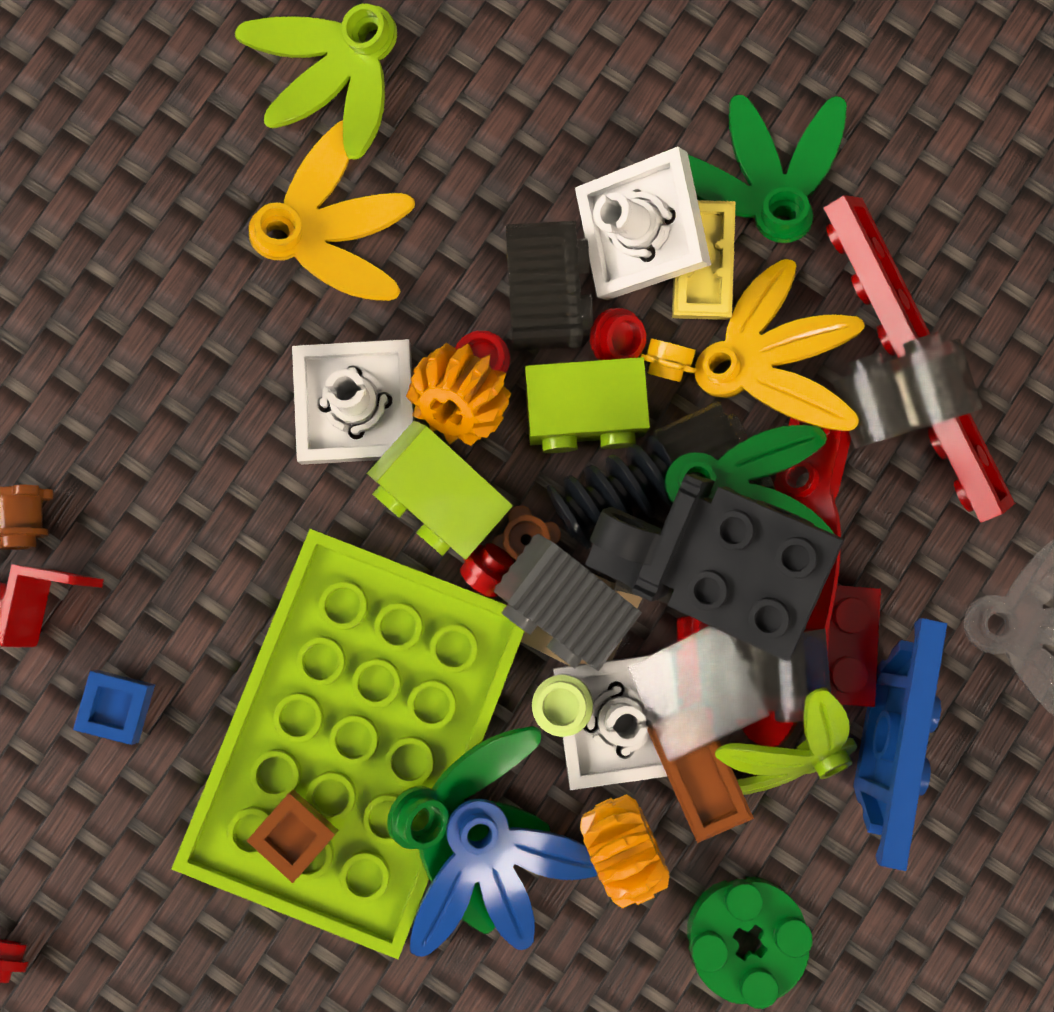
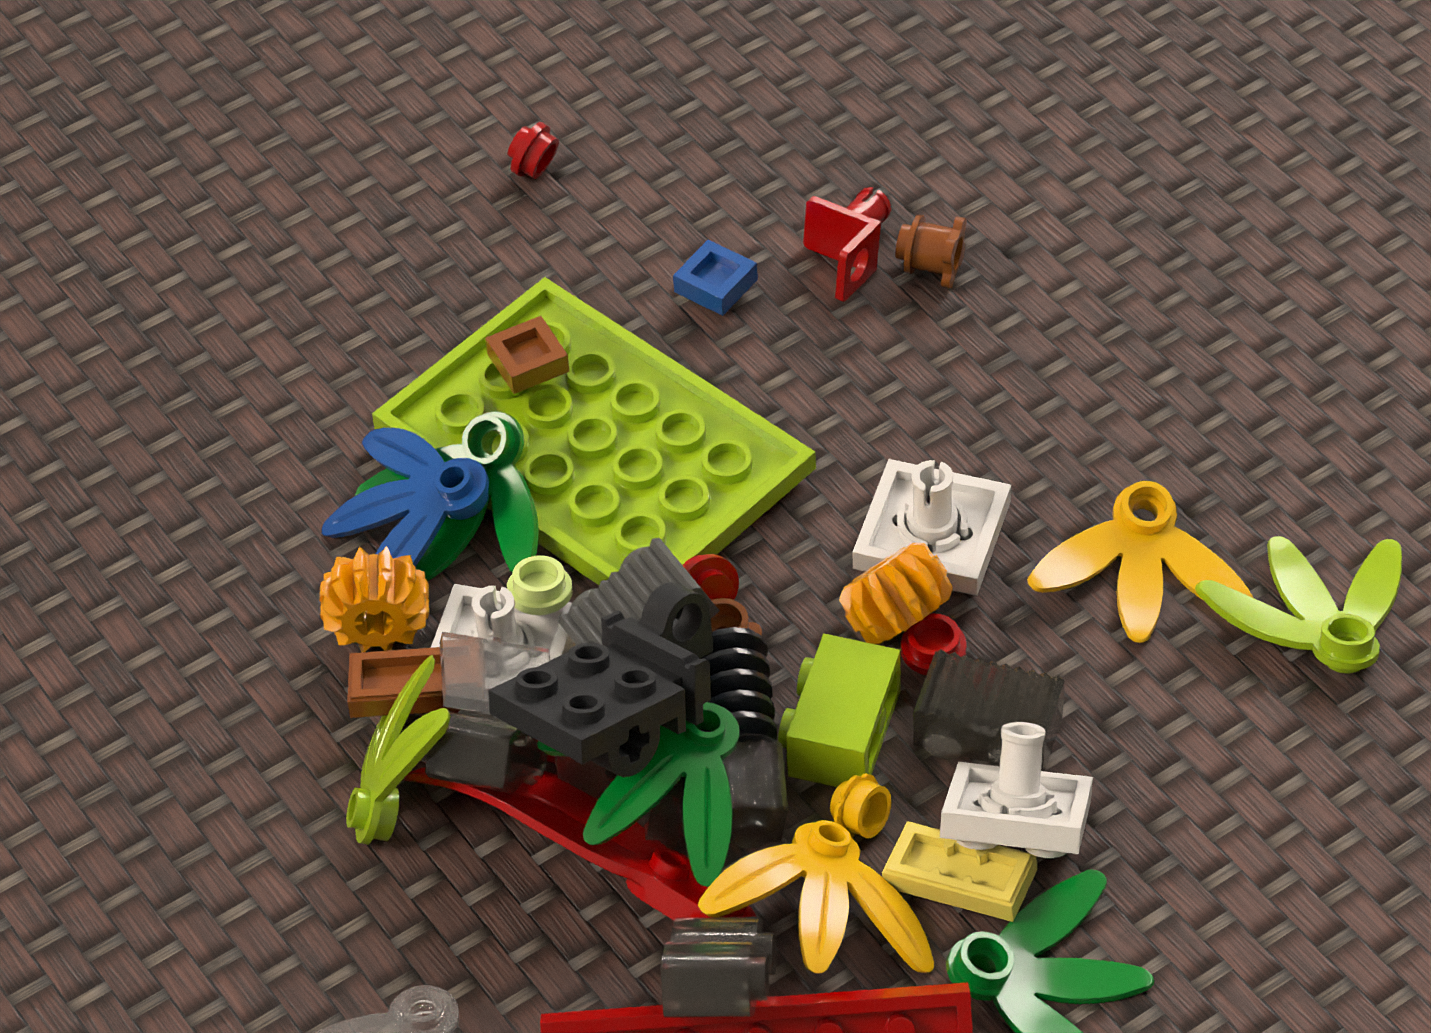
camera: 120 degrees right, 35 degrees down
(439, 490) = (803, 552): lime brick -> none
(617, 335) = (905, 765): red plate -> none
(758, 975) = (219, 669): green plate -> none
(854, 645) = (478, 863): red bracket -> none
(895, 741) = (354, 839): blue wing -> none

